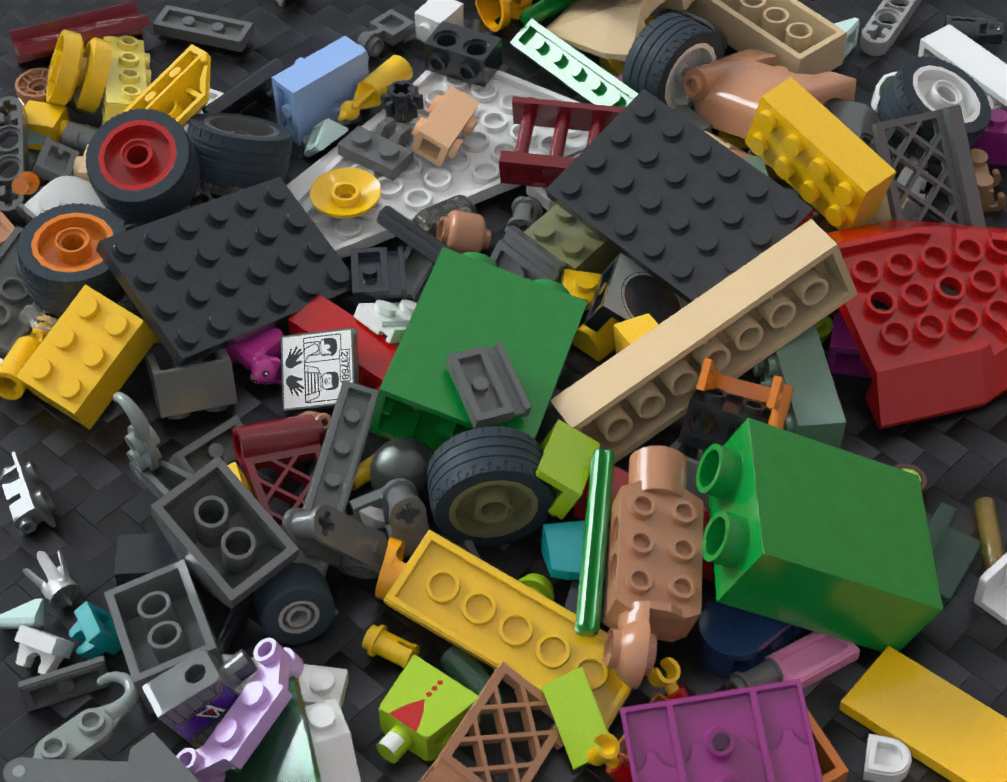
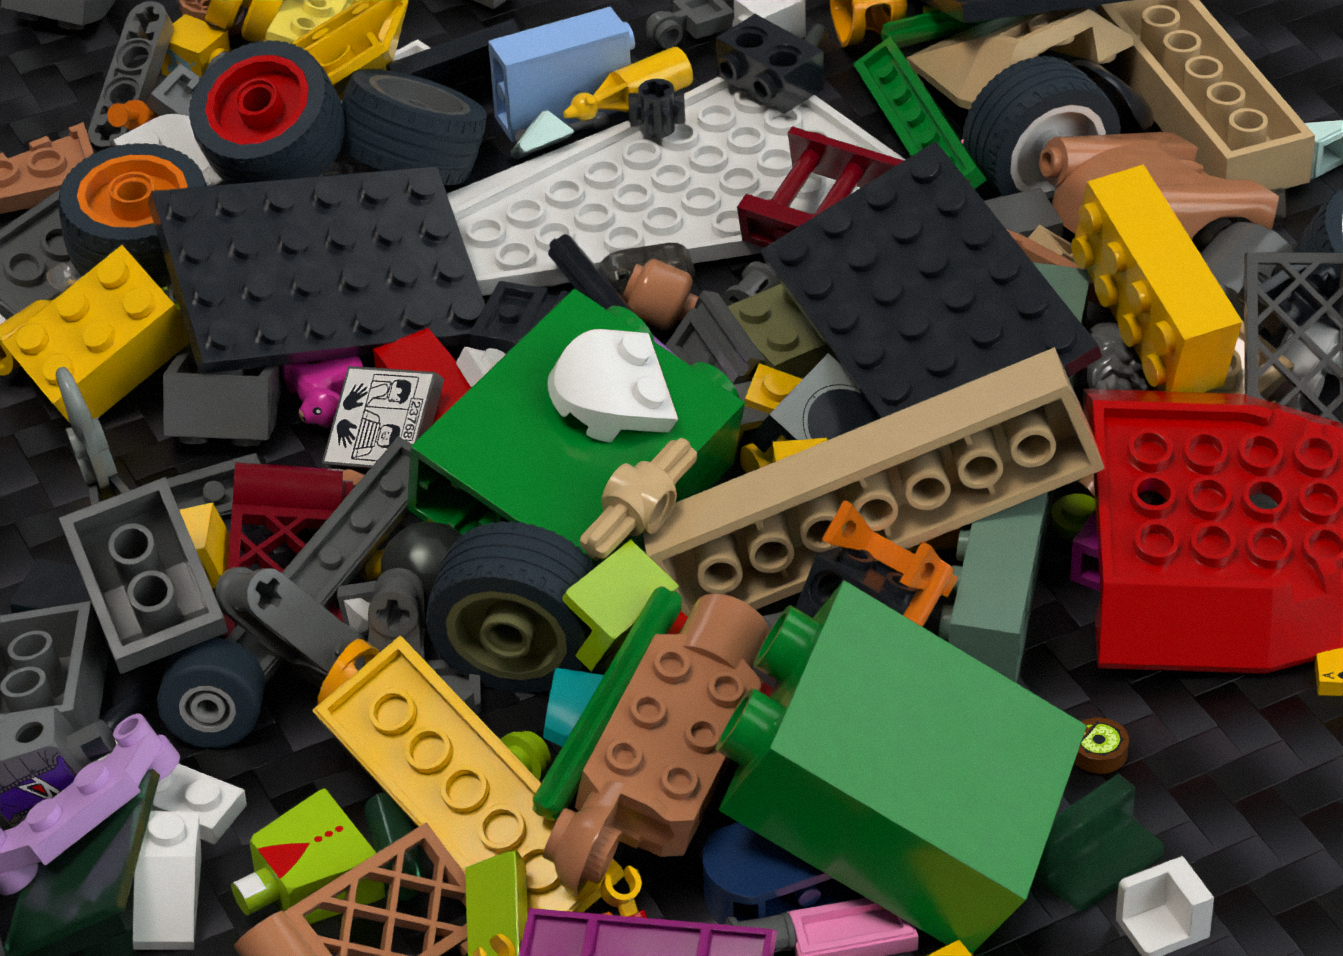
camera: 20 degrees right, 5 degrees down
(345, 192) = (523, 208): yellow dish -> none
(375, 149) = (603, 168): dark grey hinge -> none
(389, 646) = (300, 767): yellow pin -> none
(442, 130) = (693, 150): light nougat brick -> none
(487, 385) = (552, 473): dark grey plate -> none
(501, 310) = (612, 384): none -> white slope
(553, 389) = (638, 499): none -> tan axle
(989, 531) = (1185, 825): clear yellow piece -> none

